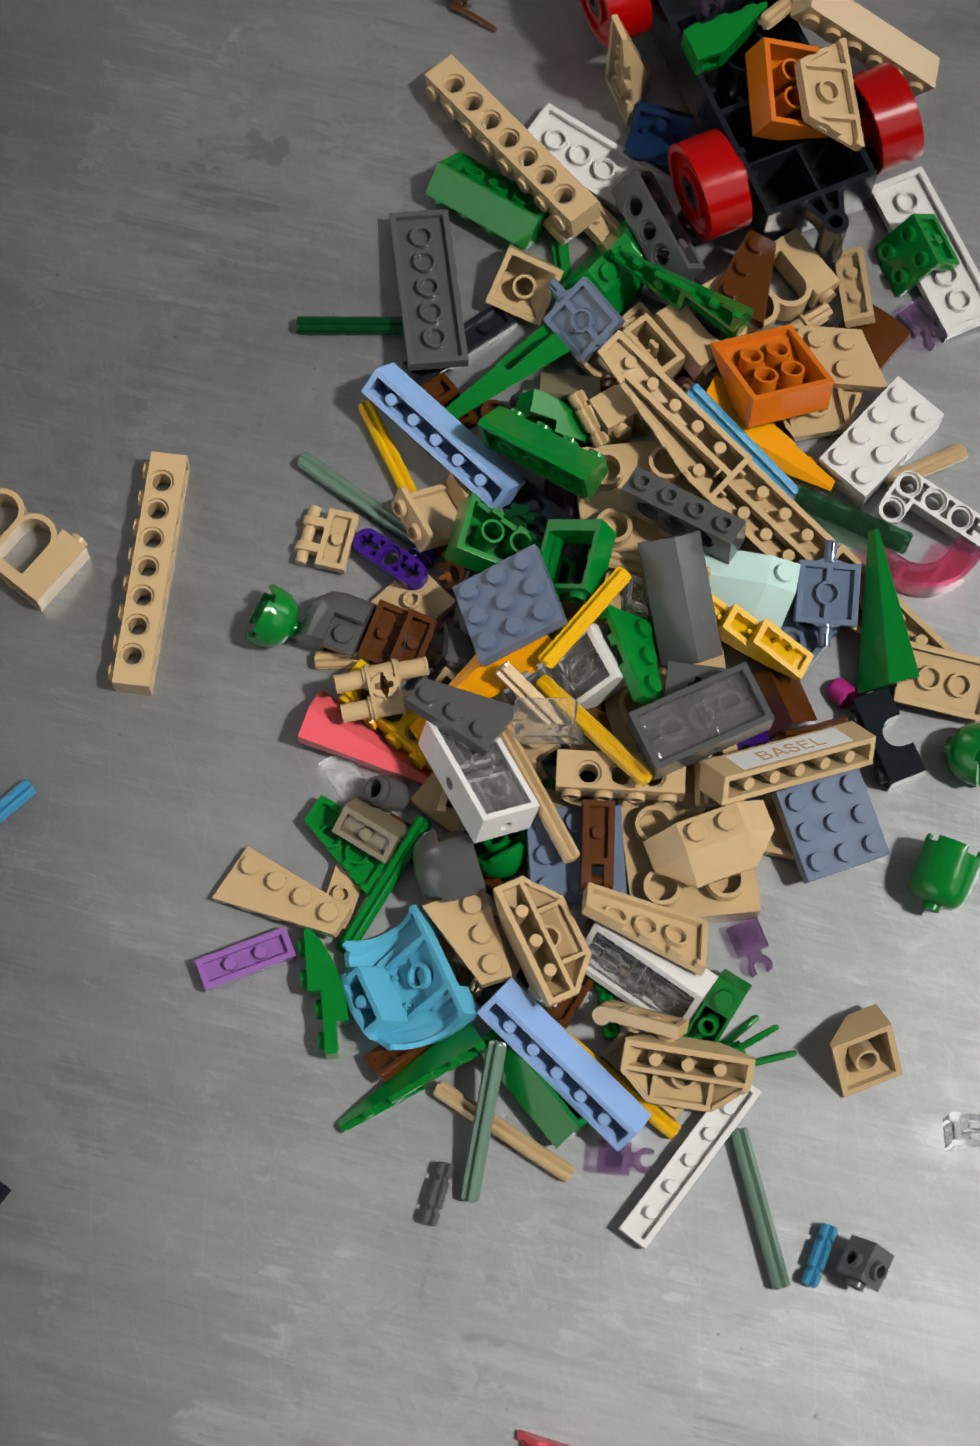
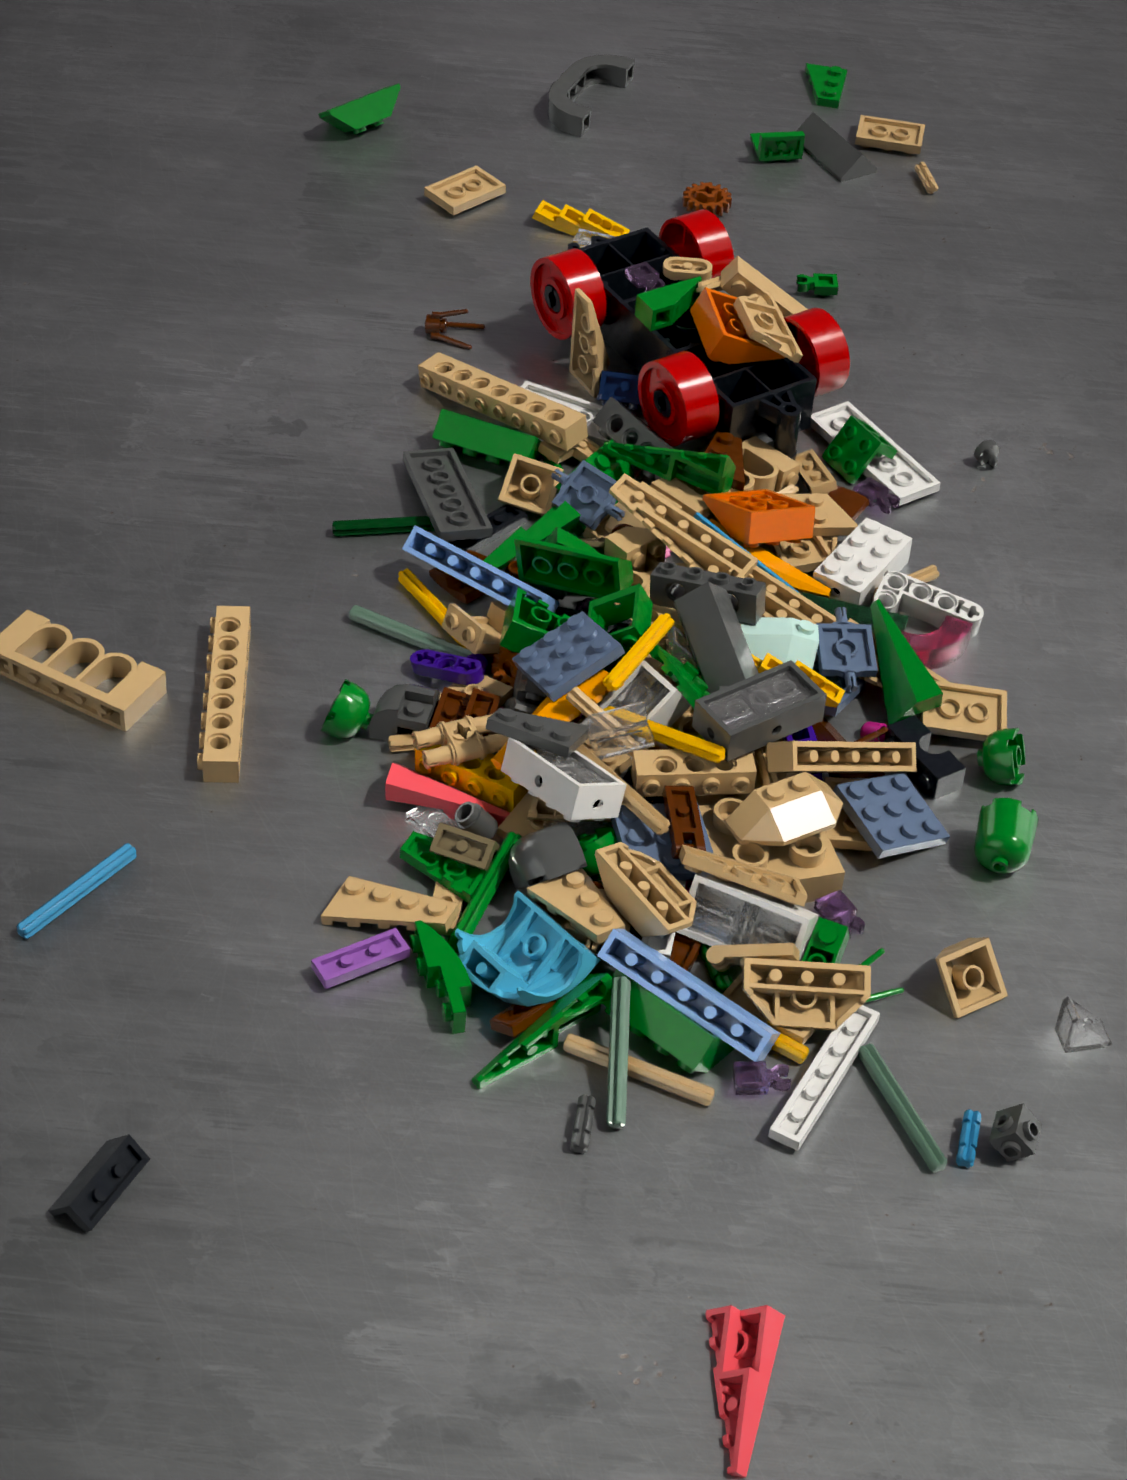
camera: 10 degrees left, 30 degrees down
(336, 540) = (394, 661): tan plate -> none
(588, 418) = (603, 546): tan axle -> none

